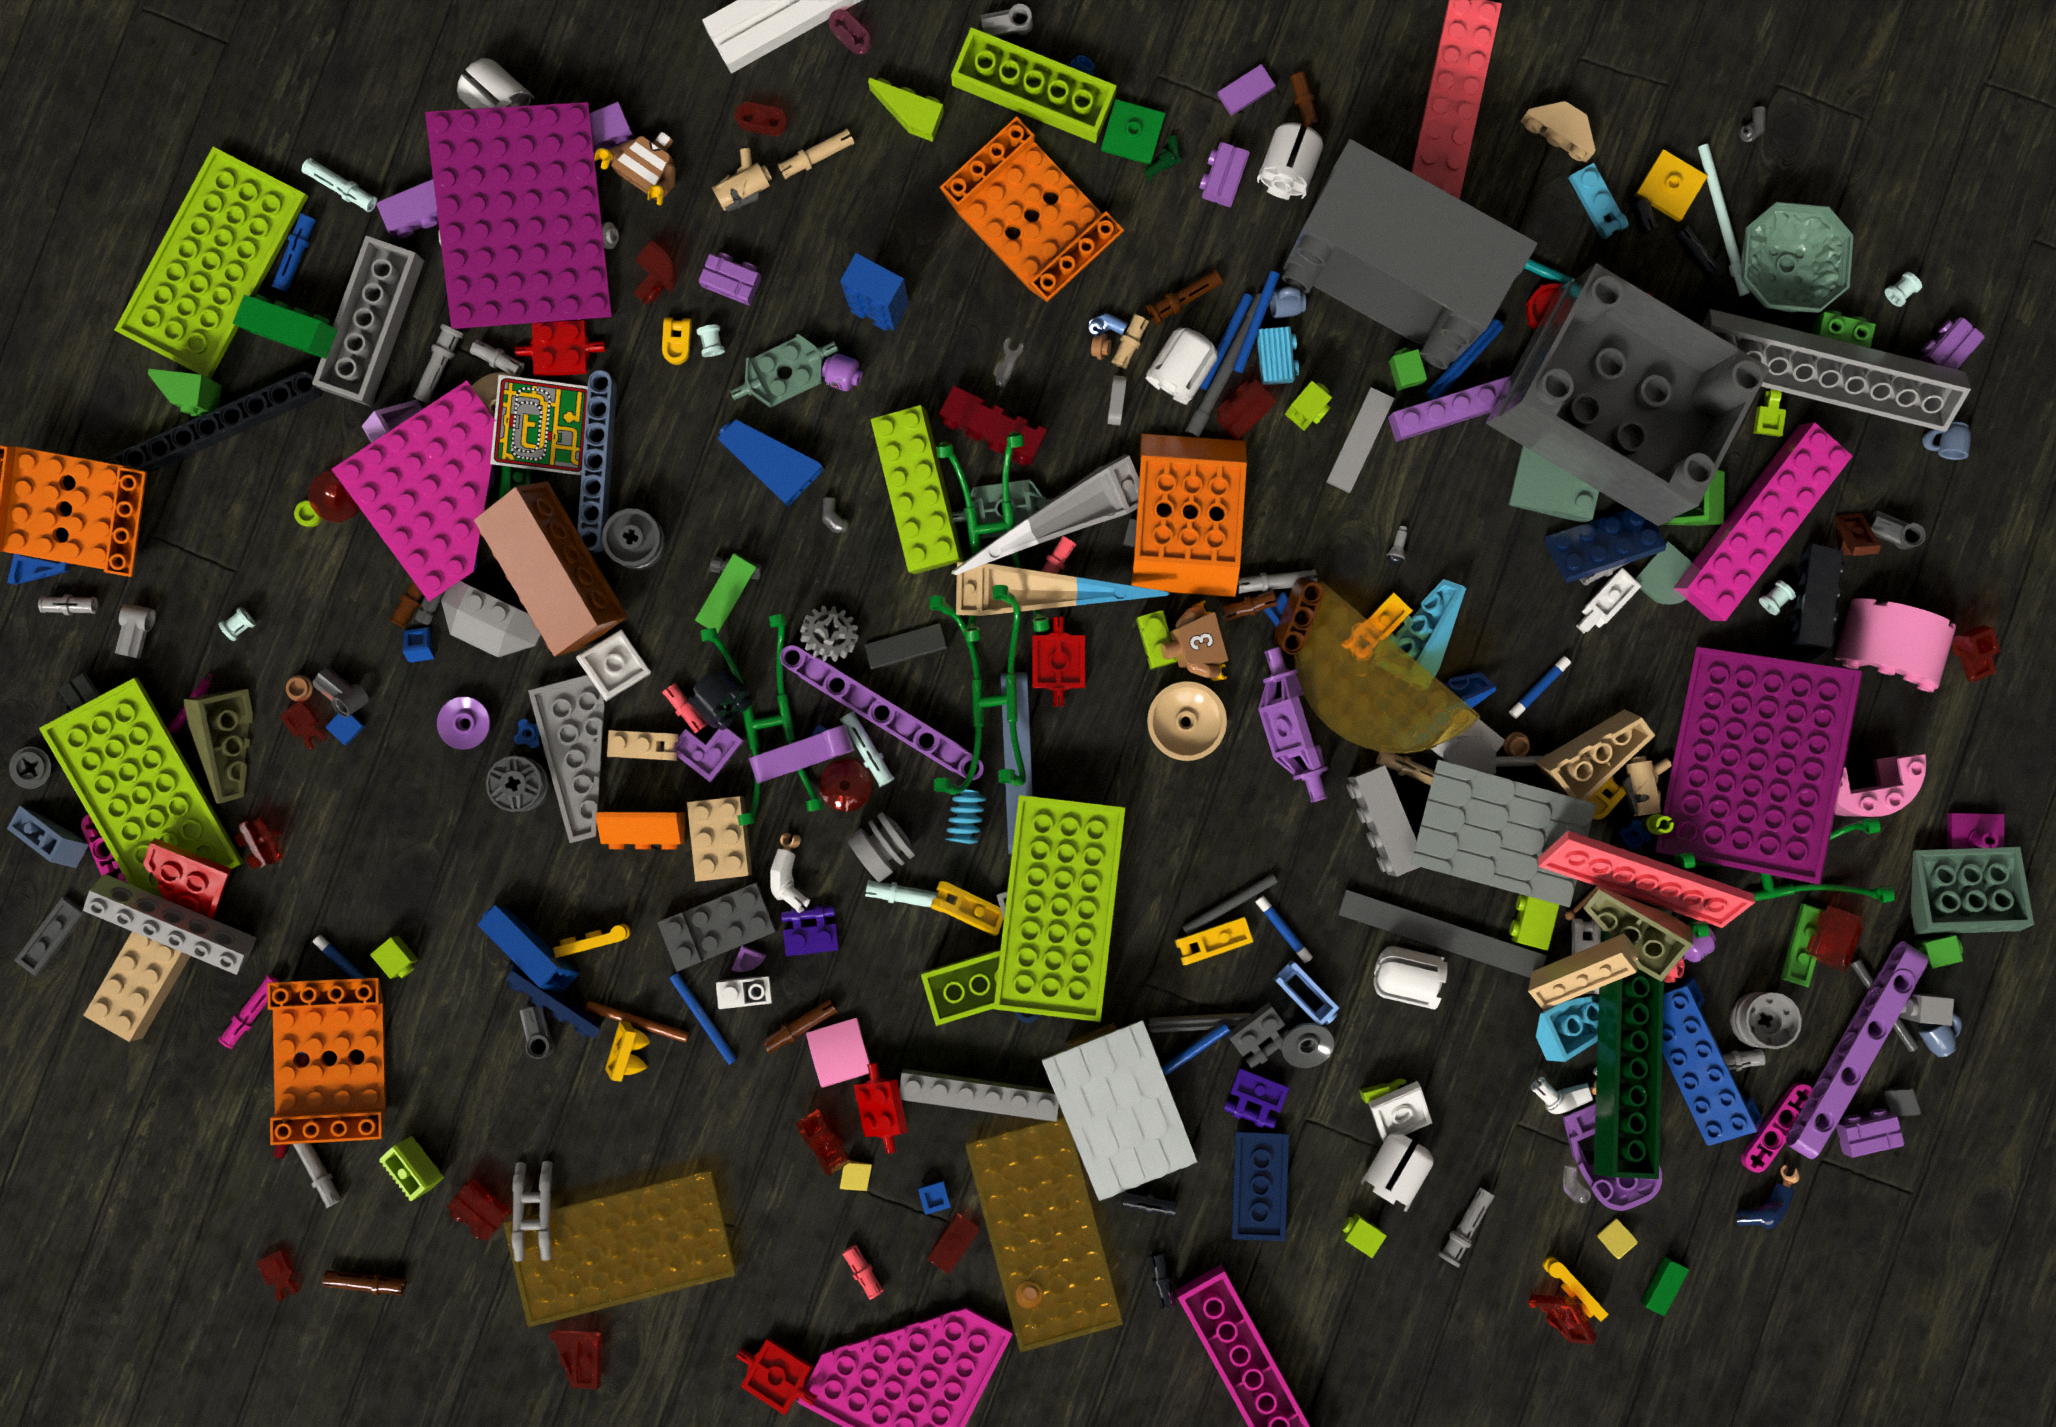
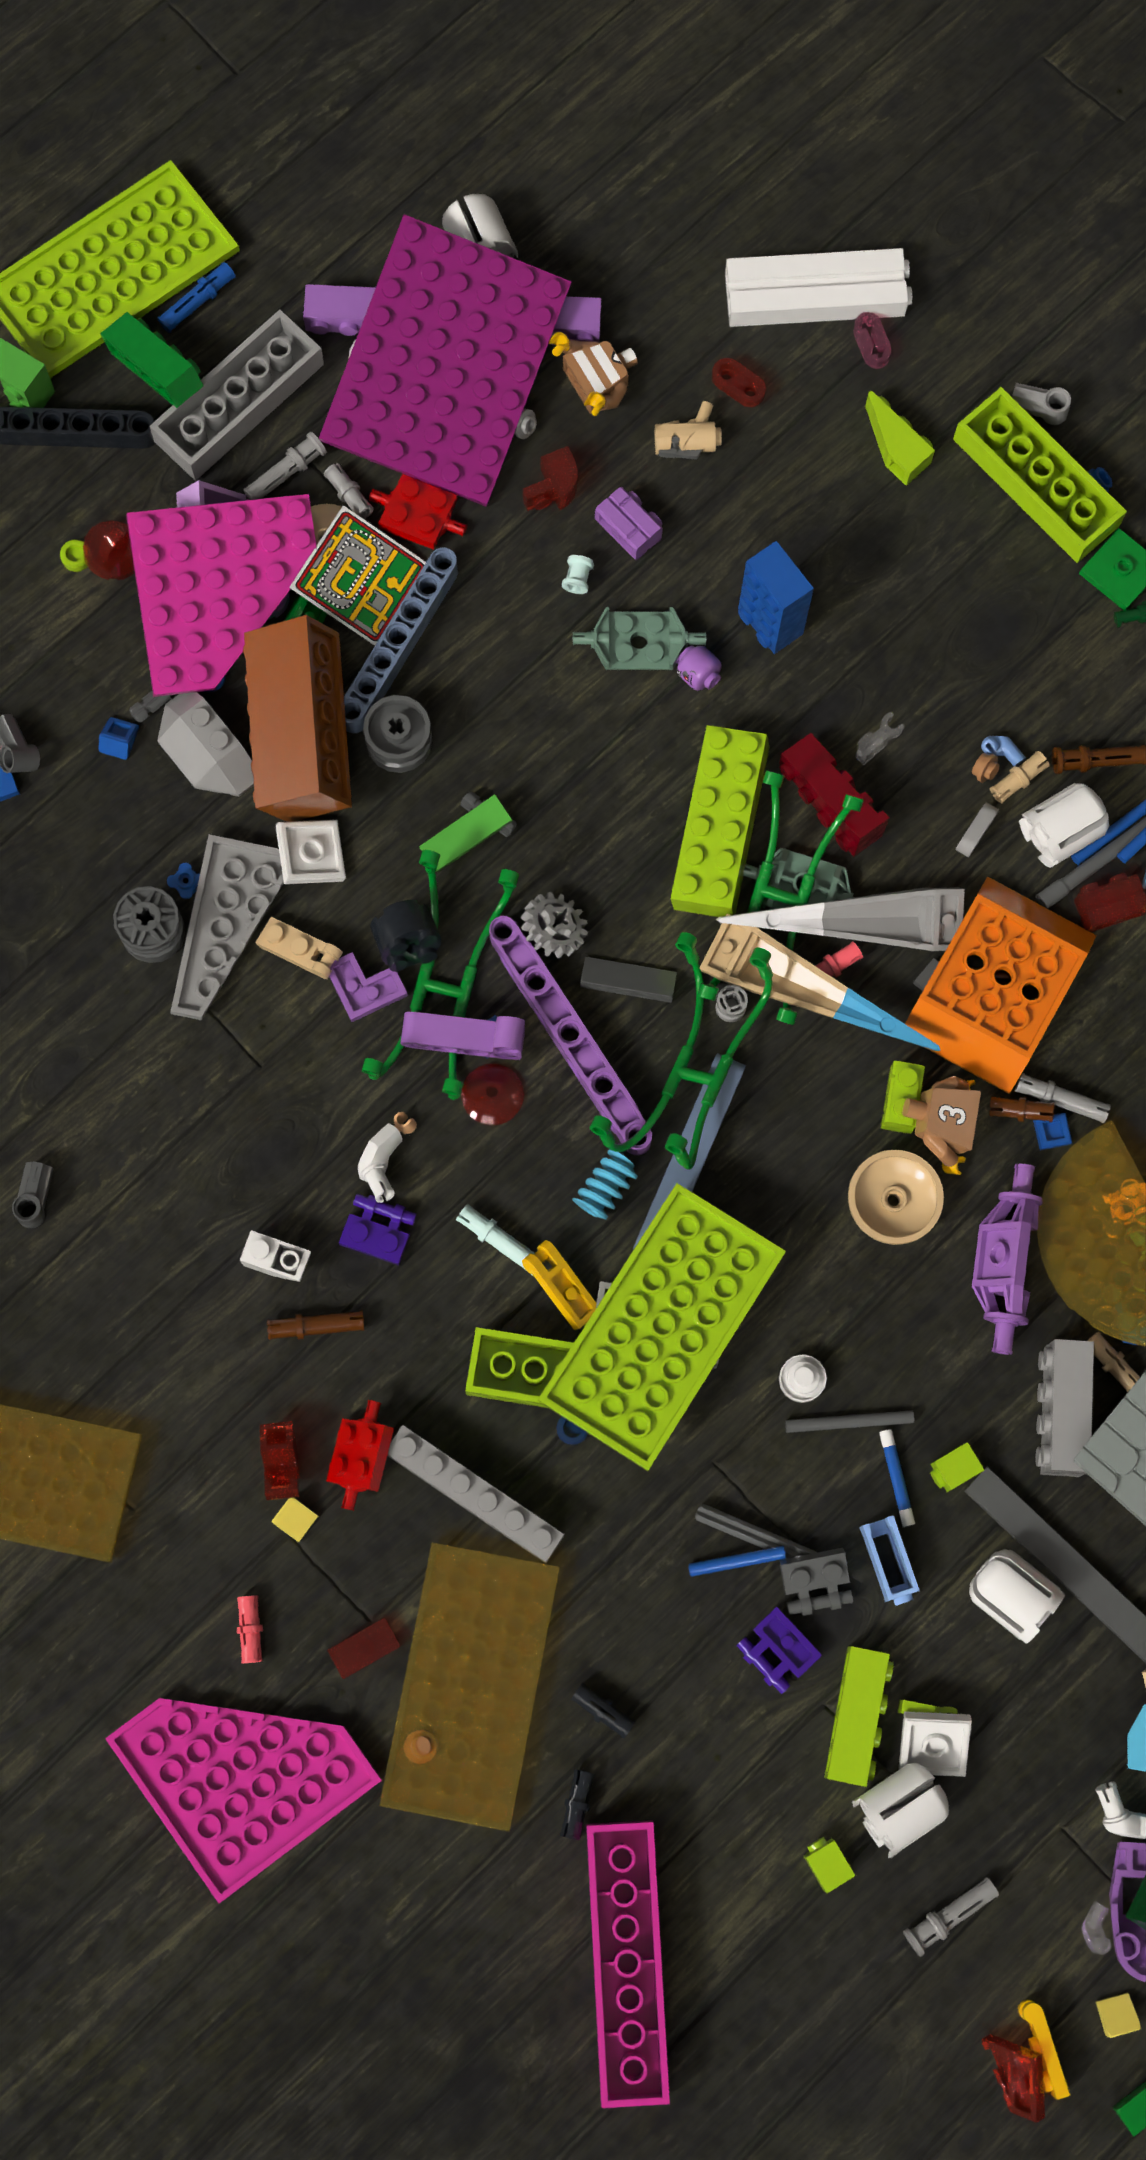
camera: 30 degrees right, 10 degrees down
(348, 190) = (283, 262): light aqua pin -> none
(407, 605) = (128, 692): reddish brown pin -> none
(451, 718) = (116, 825): medium lavender dish -> none
(527, 950) = (69, 1102): blue slope -> none
(583, 1022) = (57, 1156): dark blue wing -> none
(593, 940) = (142, 1127): yellow plate -> none
(620, 1060) = (105, 1267): yellow tile -> none
(637, 1021) = (144, 1236): dark orange bar -> none
(641, 829) = (254, 1031): orange slope -> none
(676, 349) = (538, 566): yellow plate -> none
(683, 708) = (362, 932): coral pin -> none
(703, 1018) = (216, 1269): blue bar -> none
(716, 926) = (280, 1176): dark grey piece -> none
(717, 840) = (330, 1083): tan brick -> none
(748, 959) = (295, 1228): medium lavender tile -> none
(773, 463) = (582, 726): blue slope -> none
(776, 1376) = (97, 1698): red plate -> none
(815, 154) = (778, 441): tan pin -> none
(831, 519) = (614, 811): flat silver arm -> none
(838, 1052) = (343, 1374): bright pink slope -> none
(852, 723) = (538, 1100): light aqua pin -> none
(881, 846) = (500, 1172): light grey wheel -> none
(934, 1197) = (369, 1584): blue plate -> none
(996, 629) = (729, 1009): none -> light grey wheel
(1005, 183) = (966, 558): orange slope -> none
(1058, 661) = (785, 1071): red plate -> none
(1119, 1108) = (622, 1583): piece -> none
(1180, 890) = (802, 1378): none -> white plate
(1215, 940) = (815, 1452): yellow plate -> none
(1260, 1185) = (737, 1751): dark blue plate -> none
(1300, 628) = (1085, 1136): reddish brown beam -> none
(1311, 1052) = (864, 1630): dark grey dish -> none
(1324, 902) = (956, 1468): none -> lime brick
(1335, 1118) = (857, 1716): none -> lime brick

